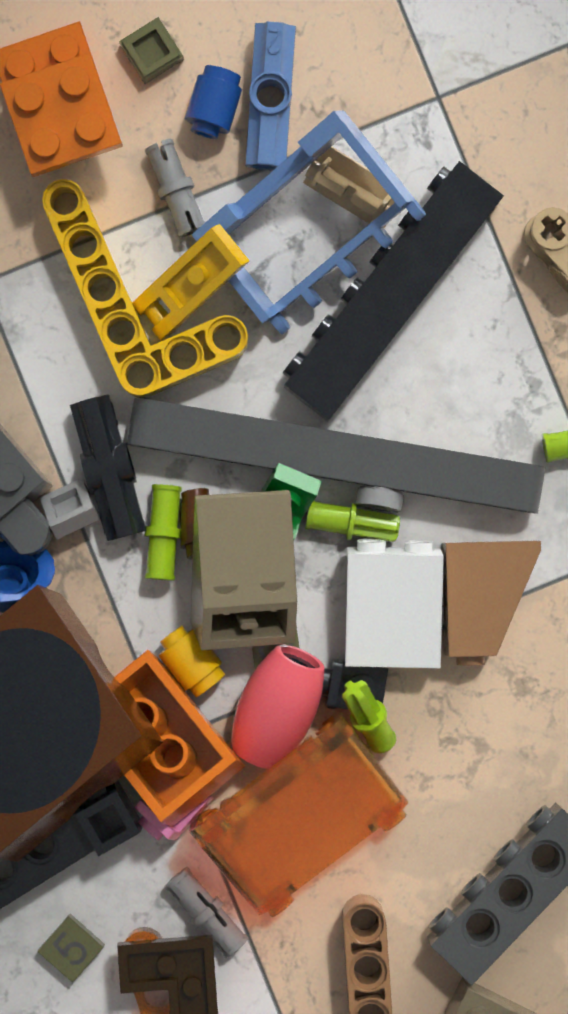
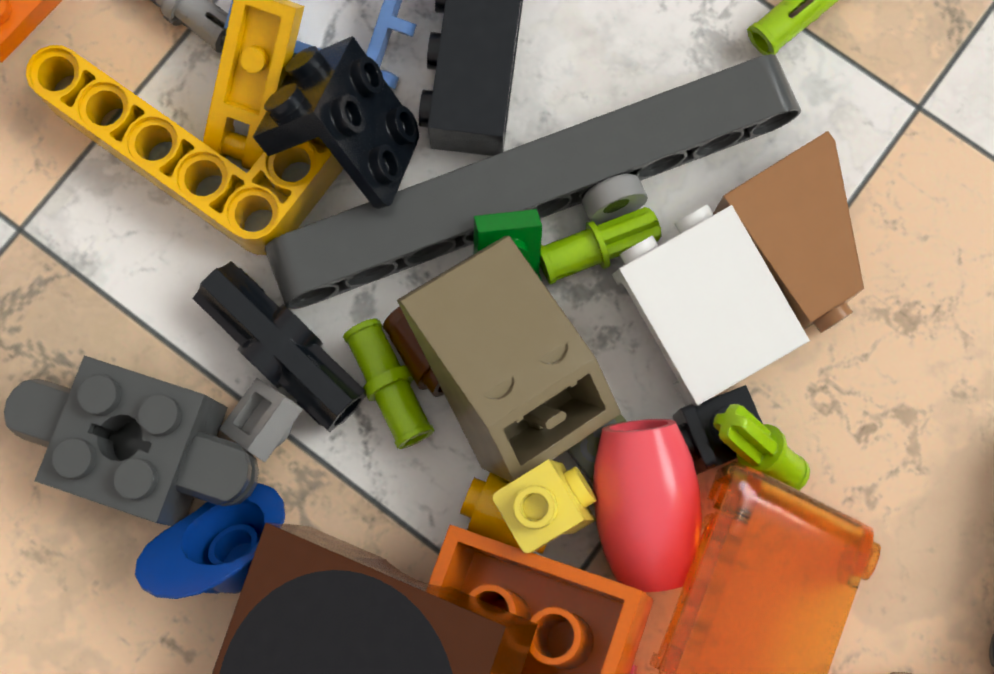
camera: 30 degrees left, 10 degrees down
(212, 673) = (545, 504): none -> light yellow bracket
(237, 345) = (351, 109): none -> black bracket

